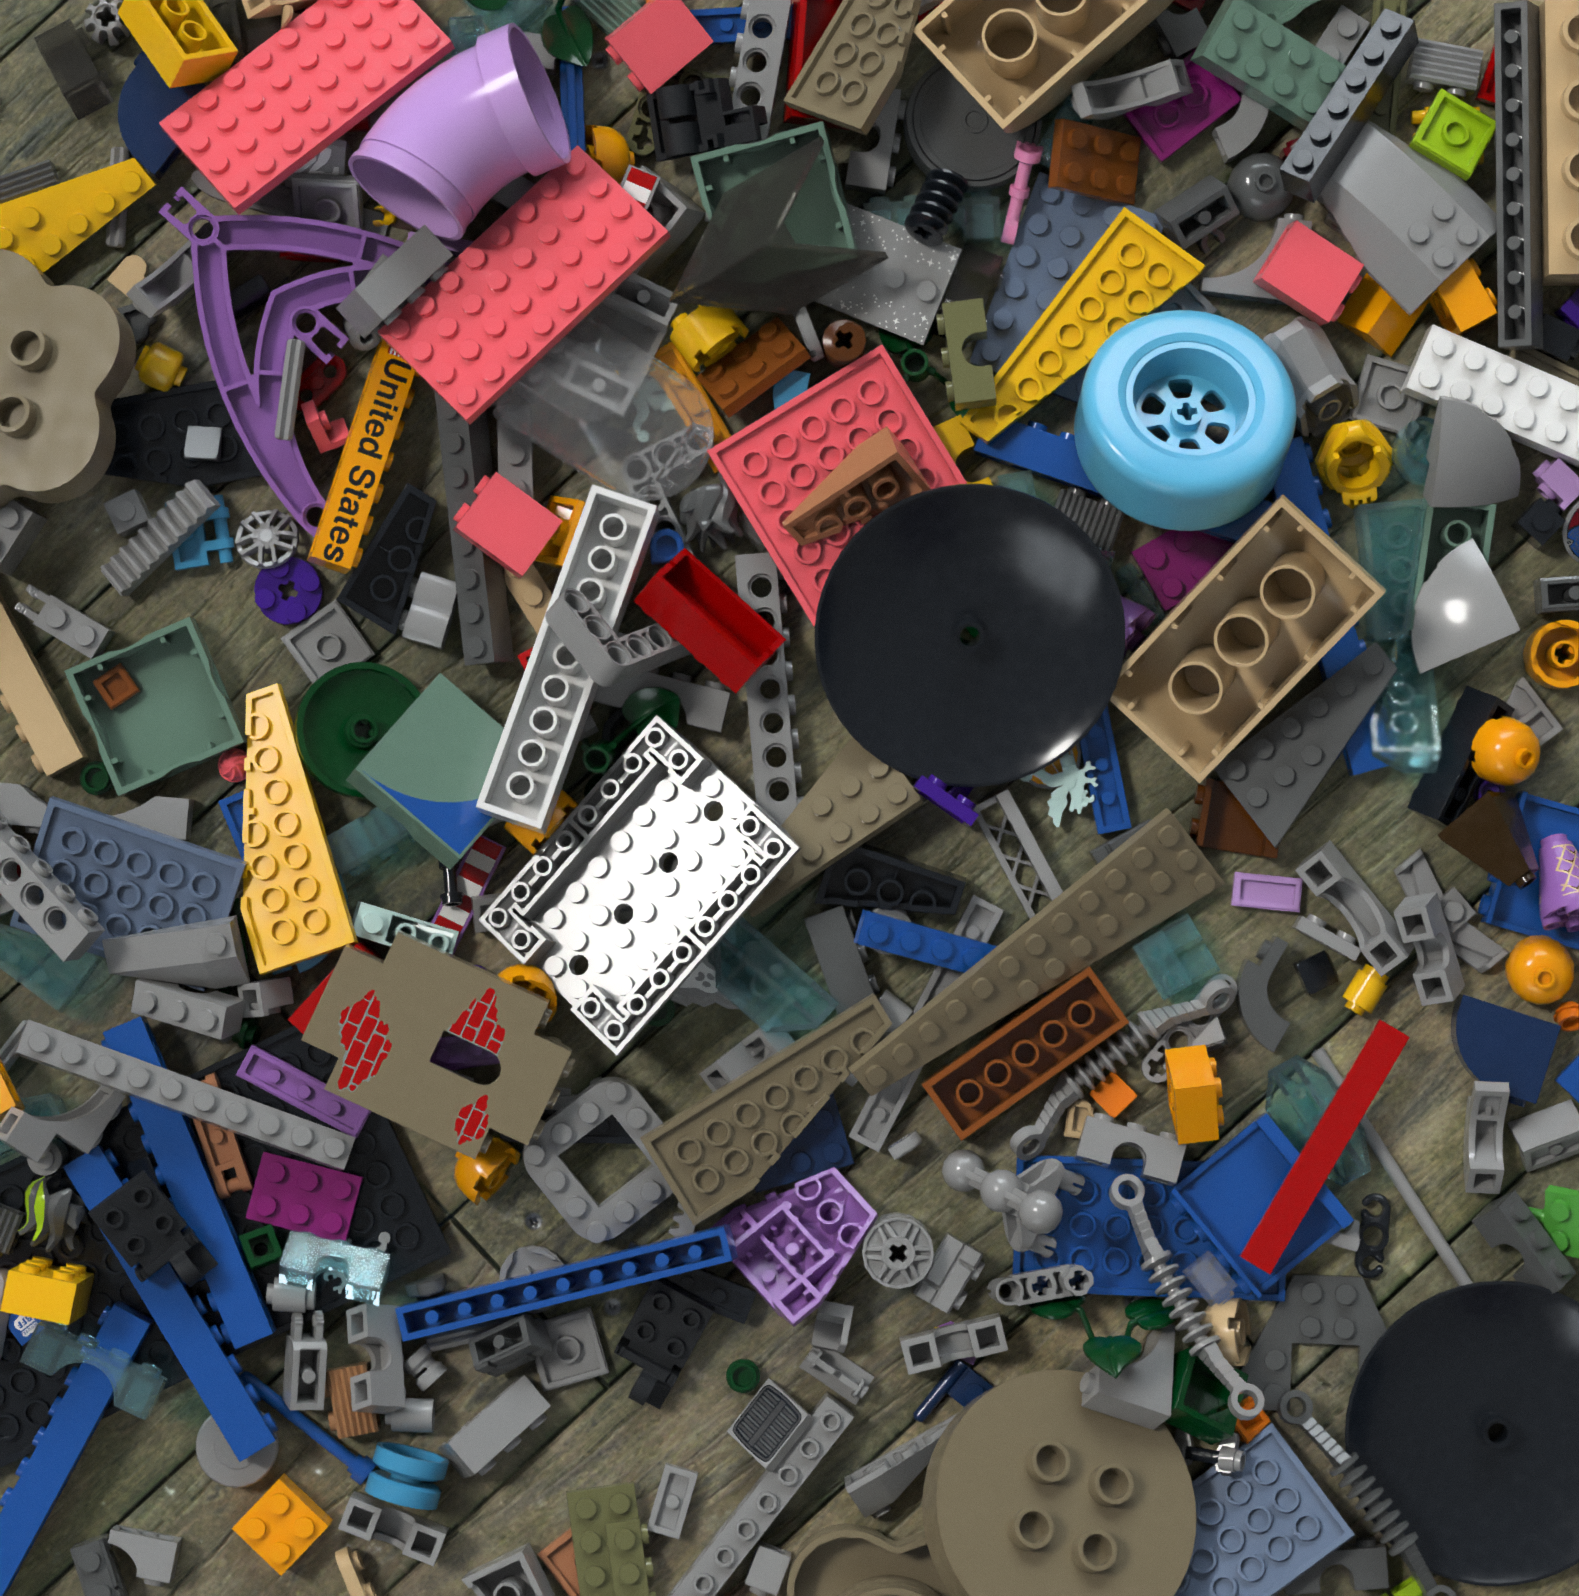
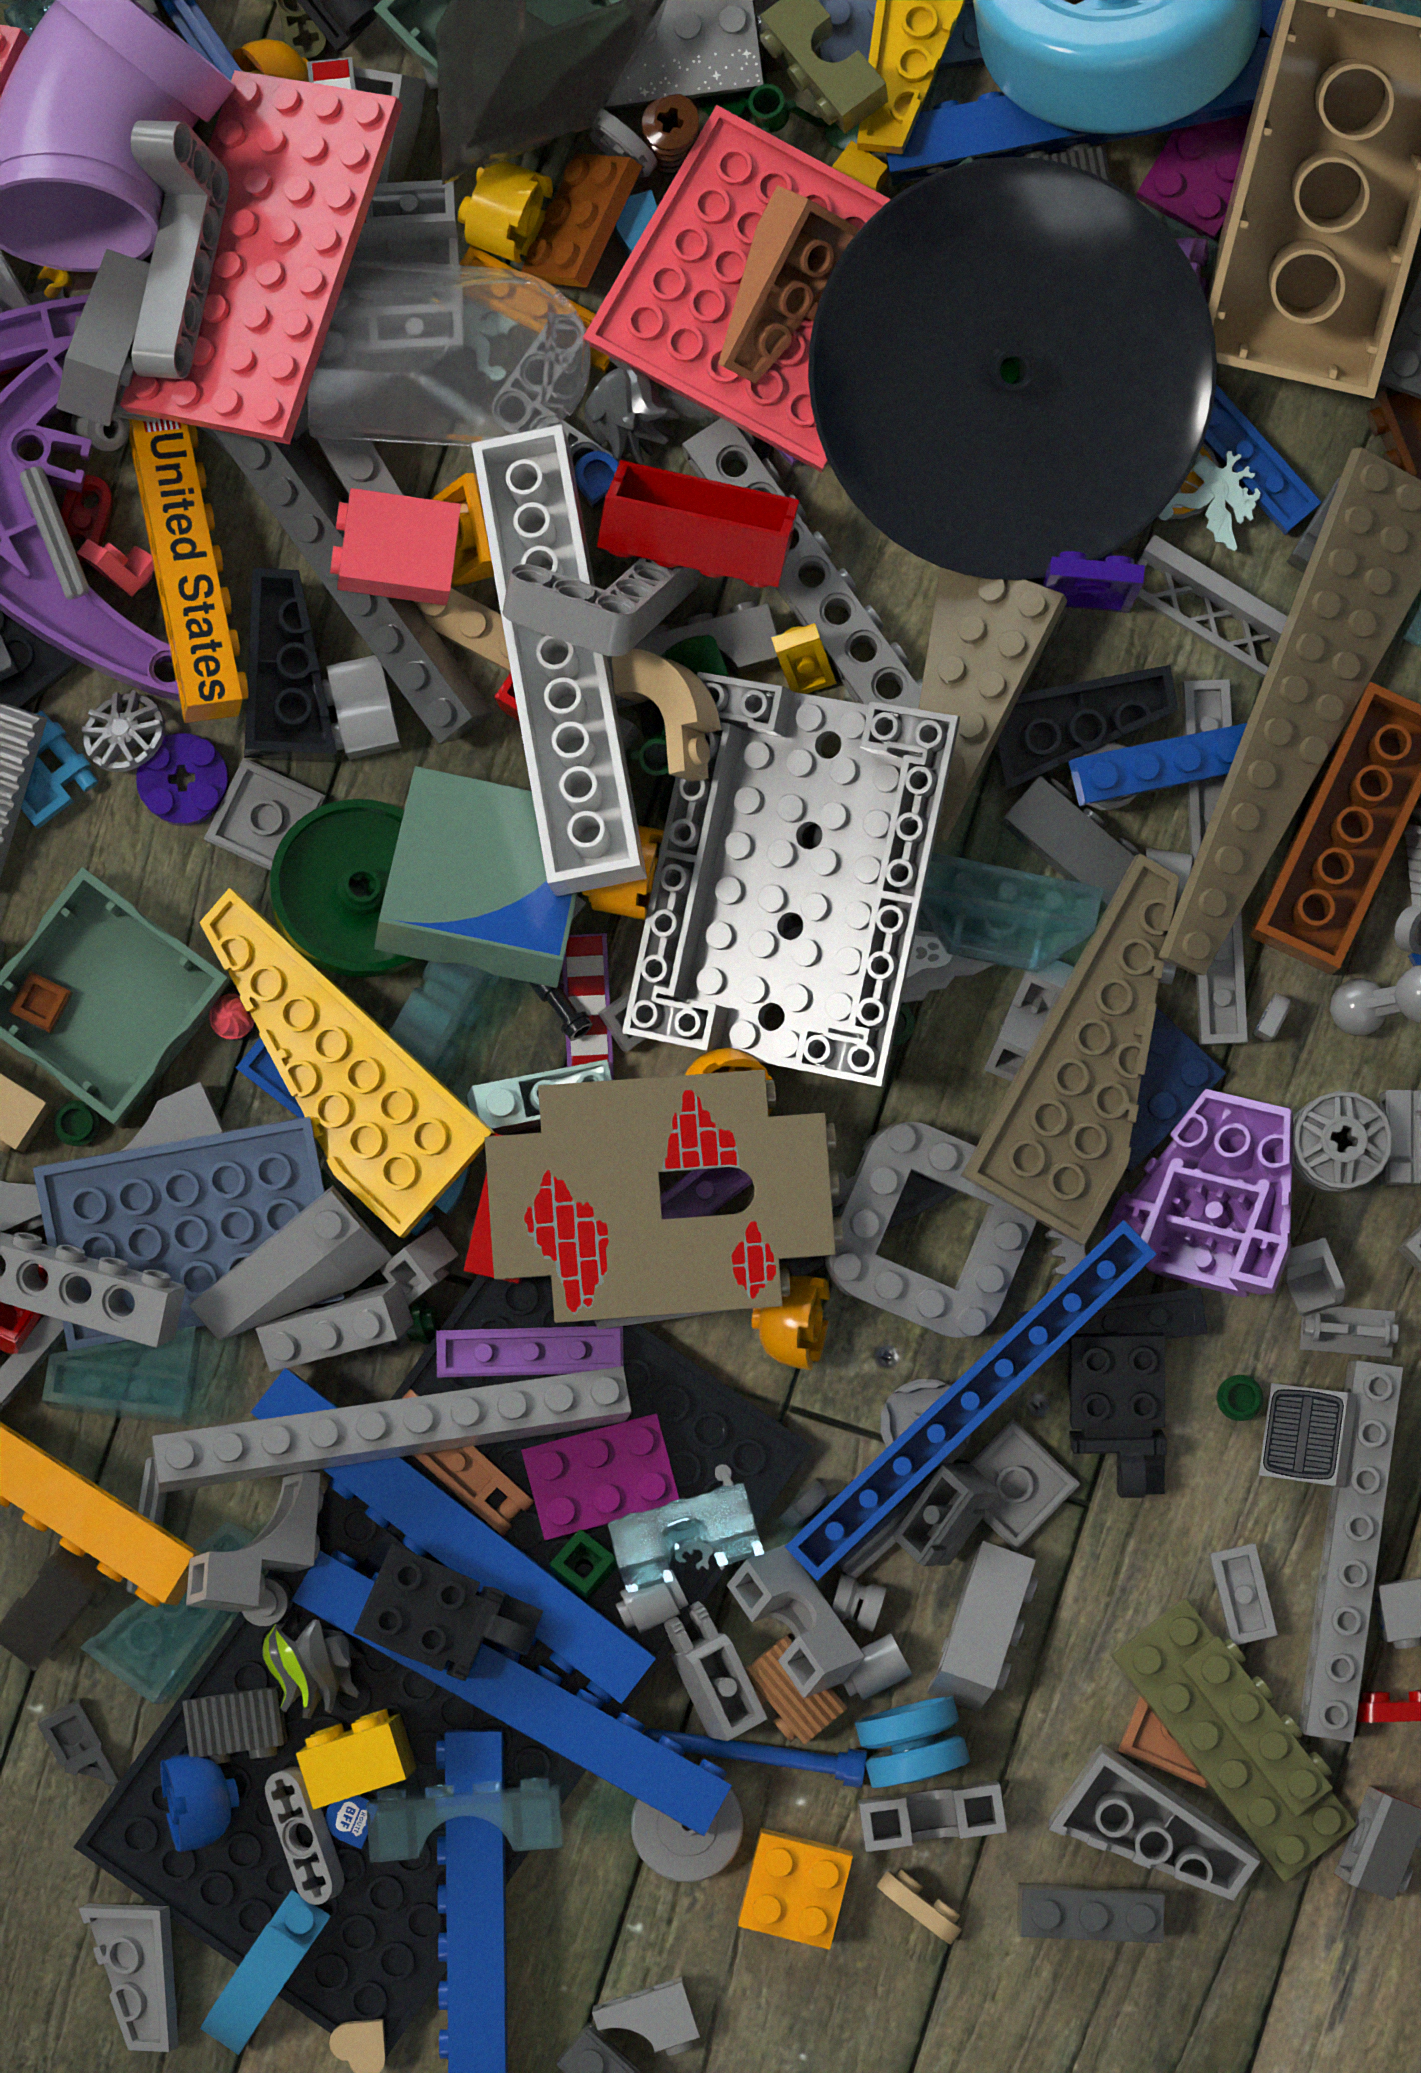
camera: 30 degrees left, 5 degrees down
(470, 258) = (183, 248): none -> light grey beam
(632, 732) = (683, 702): none -> tan arch
(732, 743) = (803, 659): none -> yellow plate

